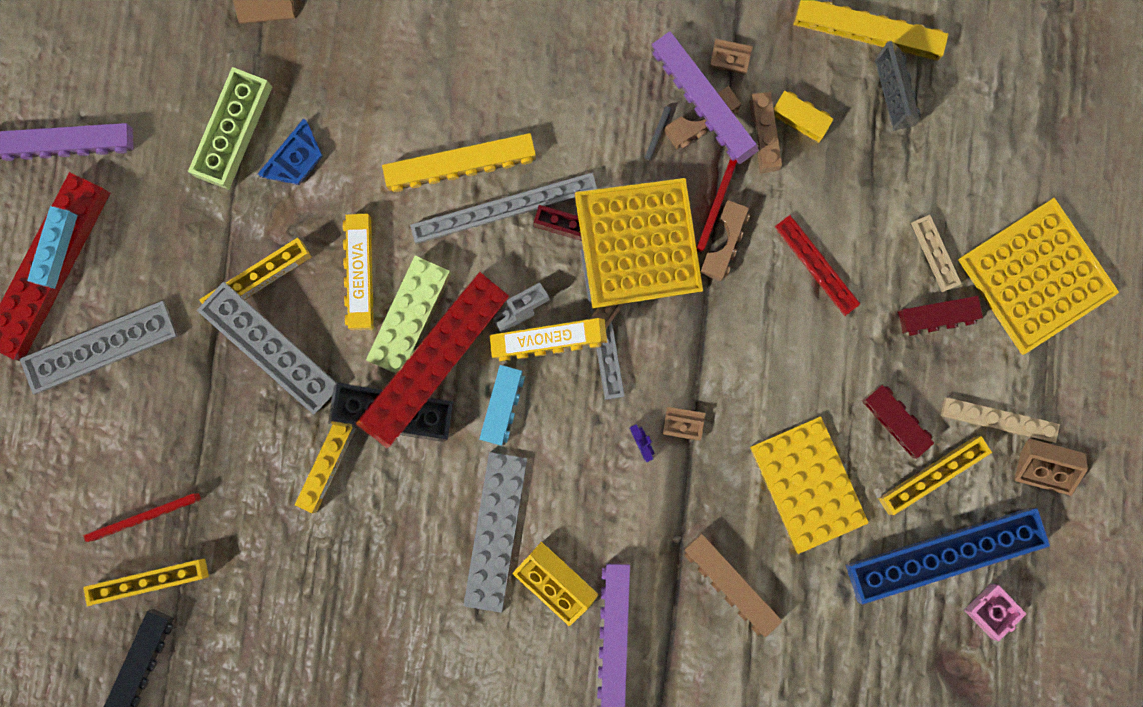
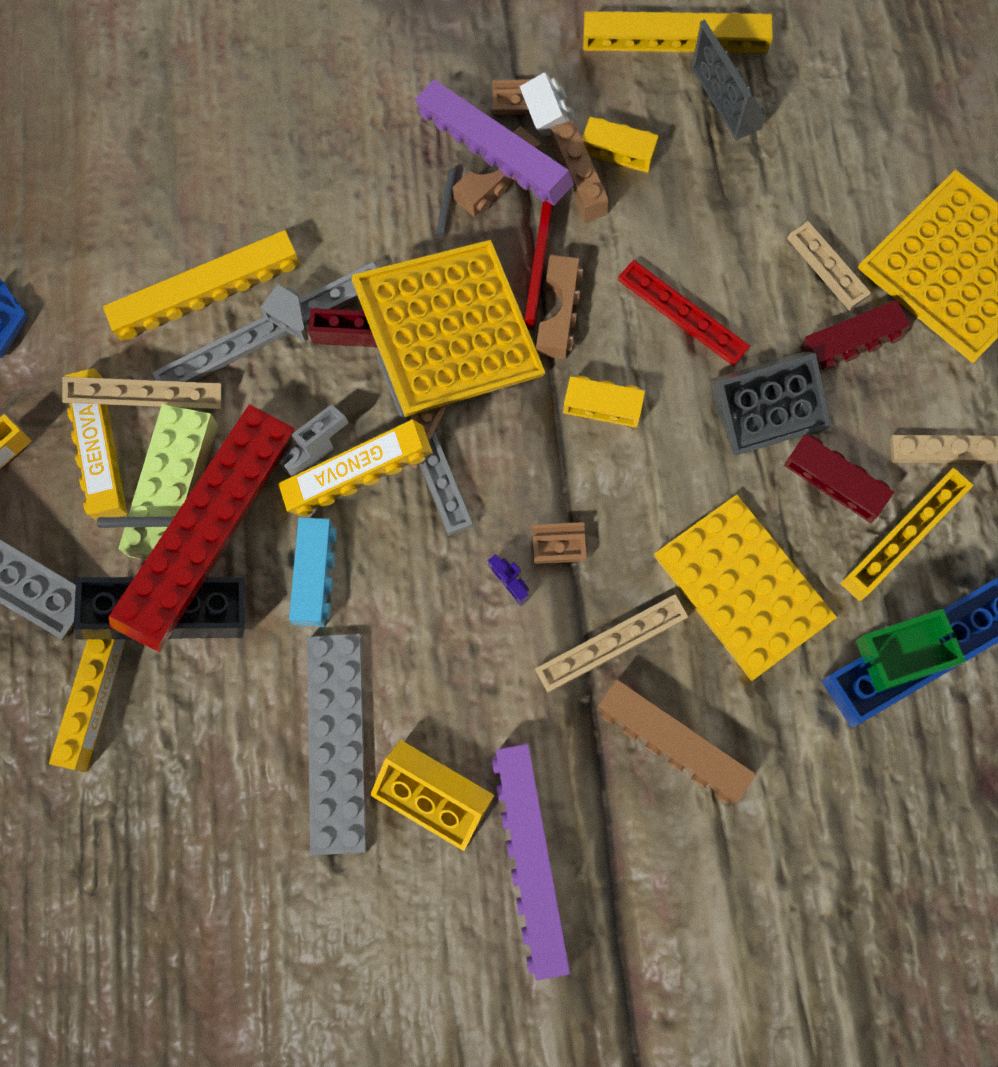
camera: 10 degrees left, 10 degrees down
(384, 344) = (118, 522): none -> dark grey bar
(401, 242) = (141, 392): none -> tan plate
(520, 201) = (286, 311): none -> light grey slope
(704, 505) = (611, 643): none -> tan plate
(741, 323) = (603, 401): none -> yellow brick
(754, 74) = (546, 103): none -> white slope
(864, 352) = (771, 402): none -> dark grey slope
(910, 564) = (910, 650): none -> green piece

